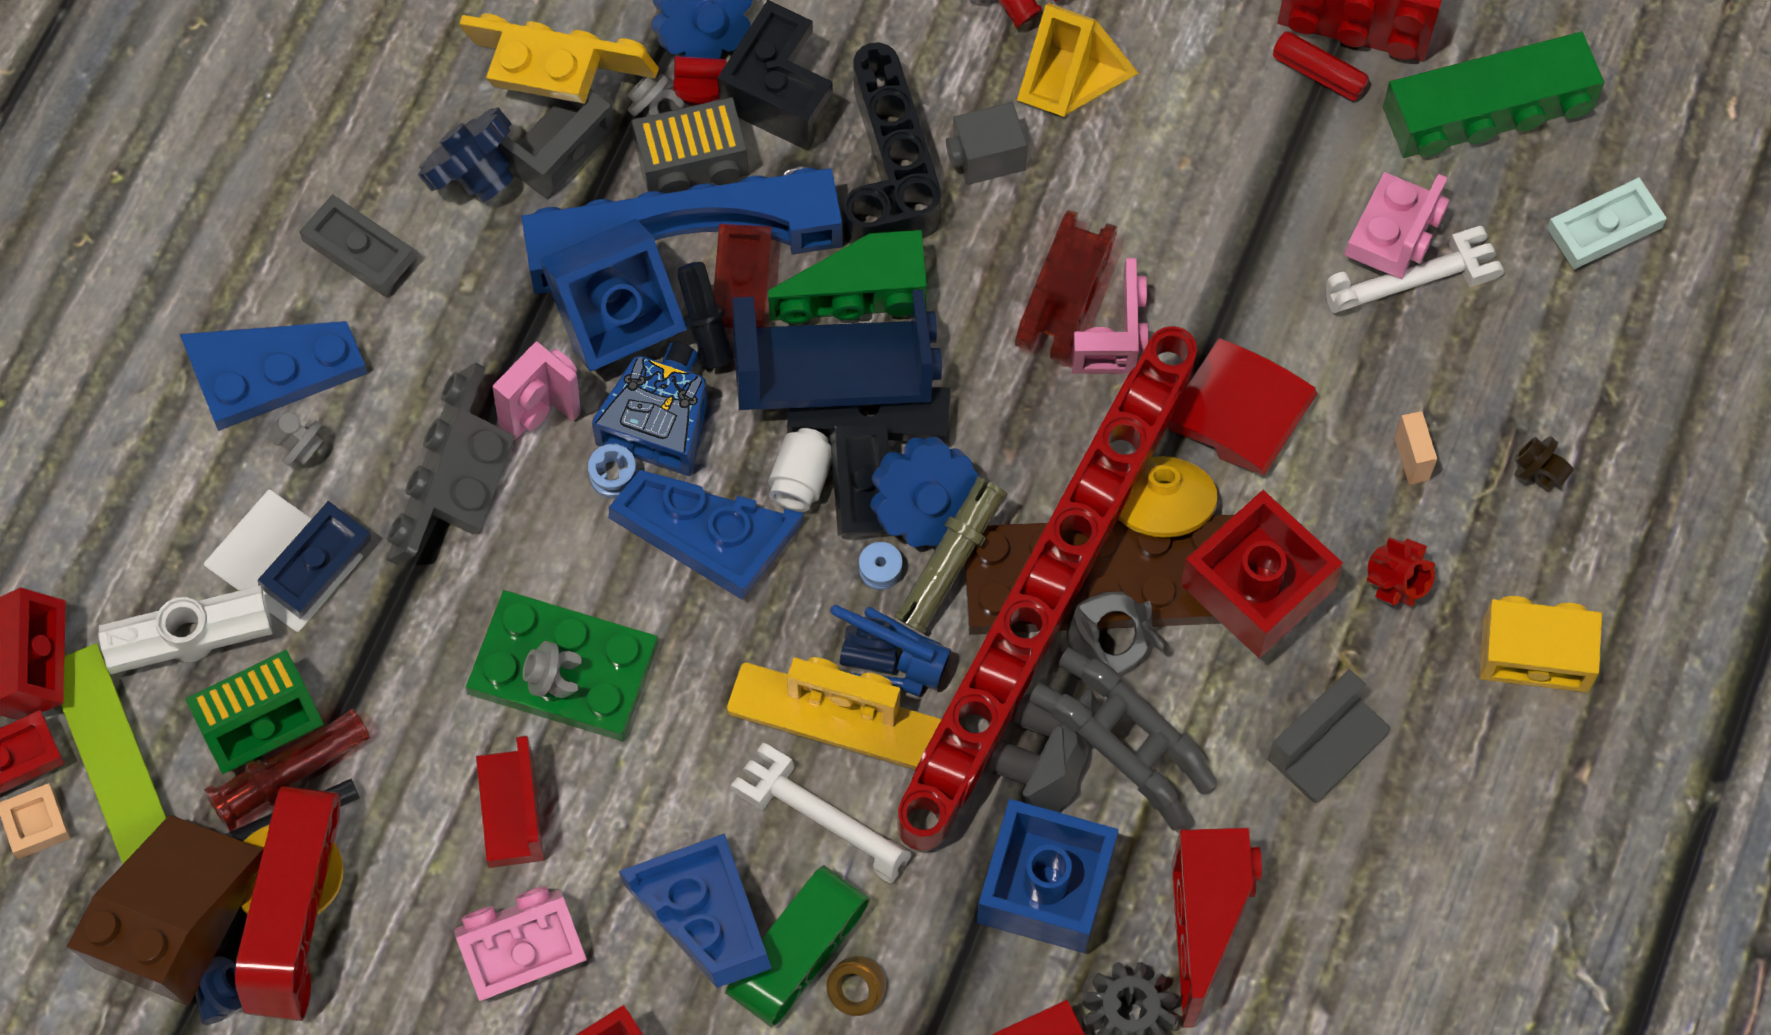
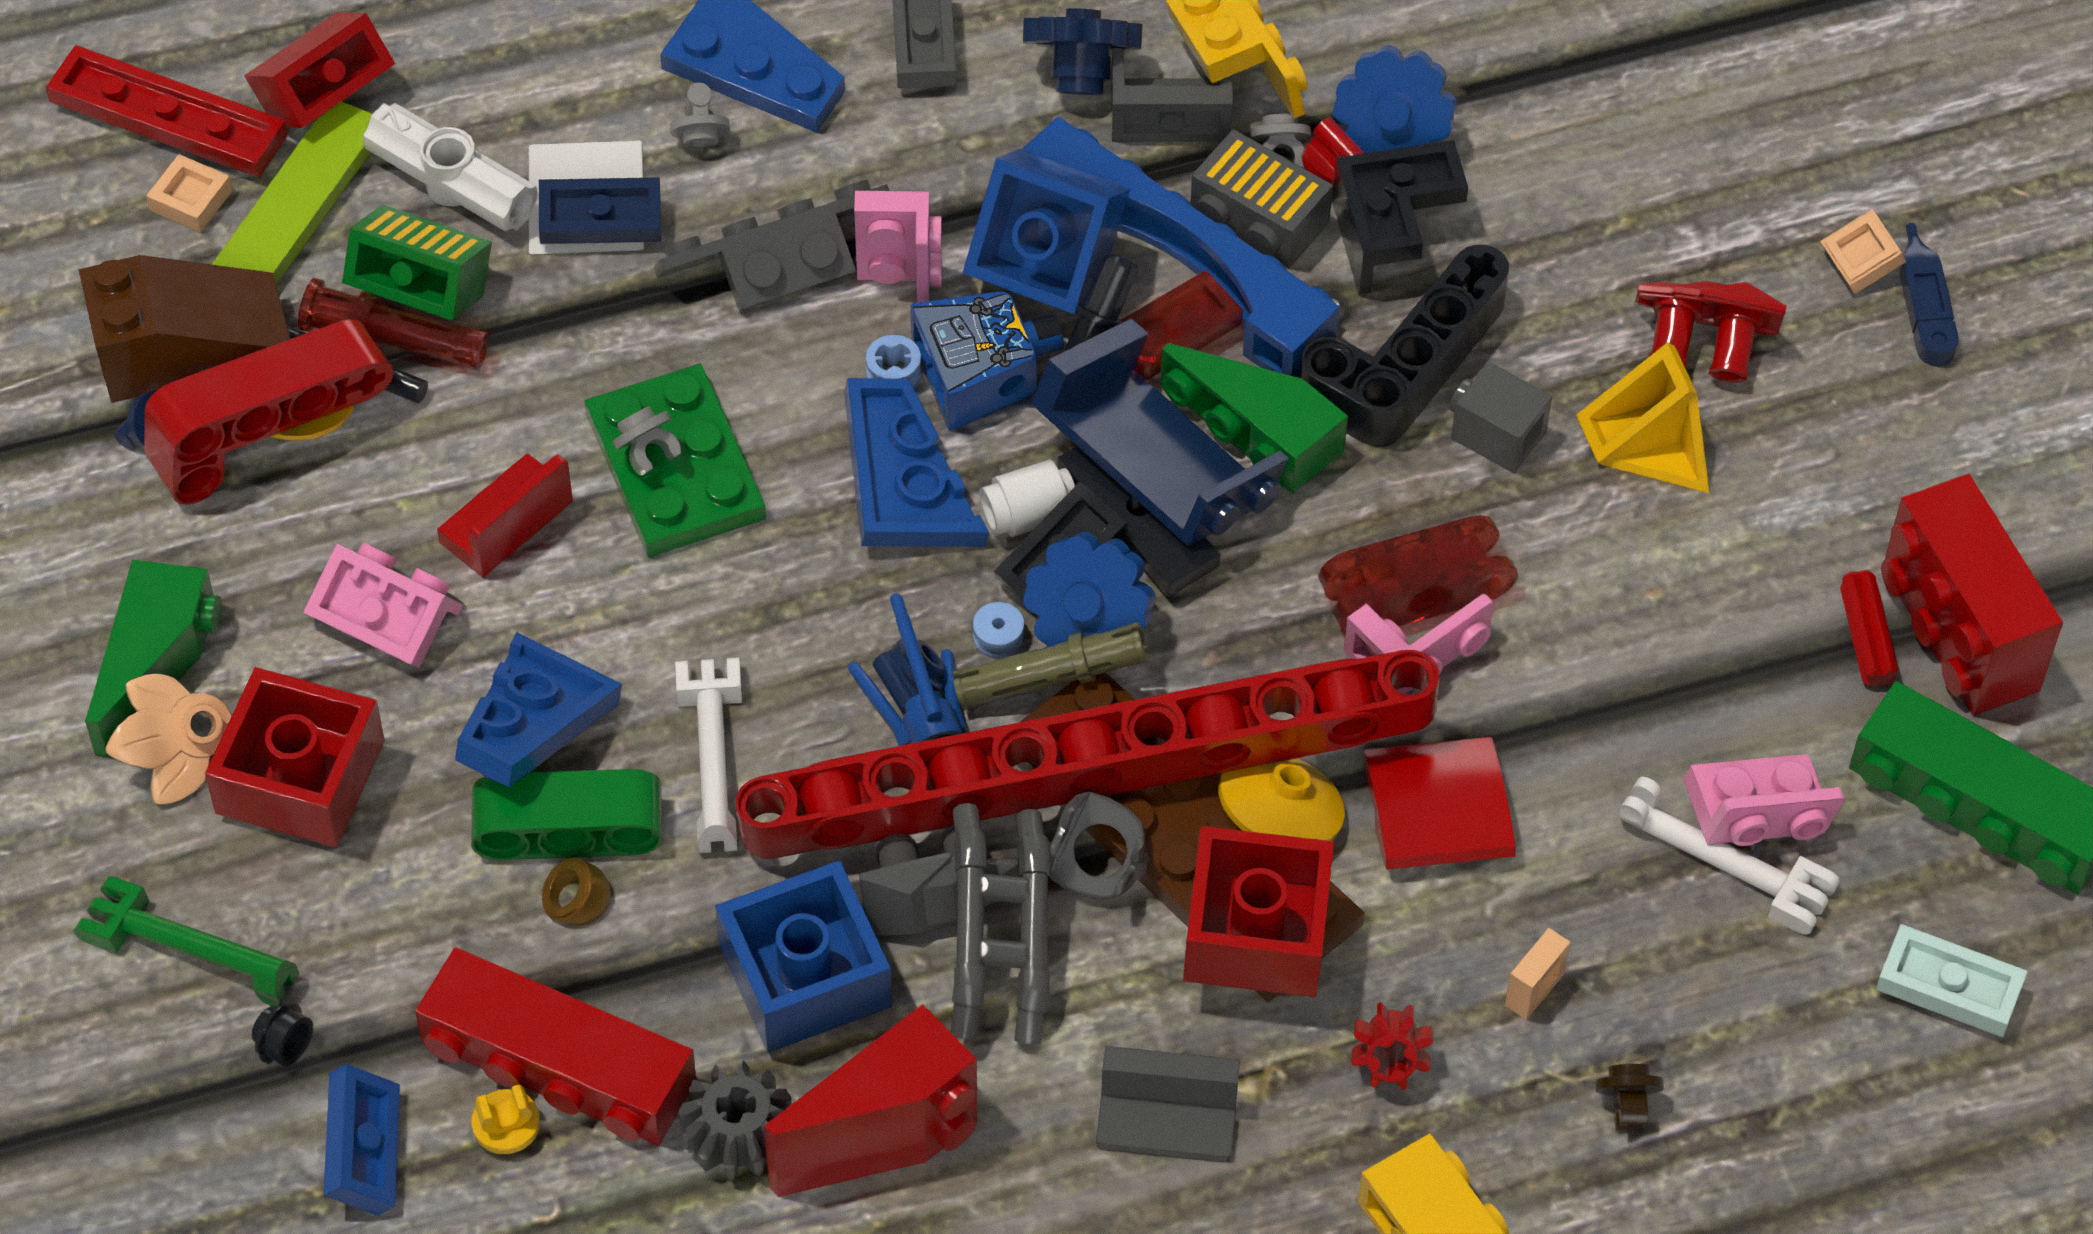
camera: 50 degrees right, 10 degrees down
(833, 709) = (814, 674): yellow bracket -> none

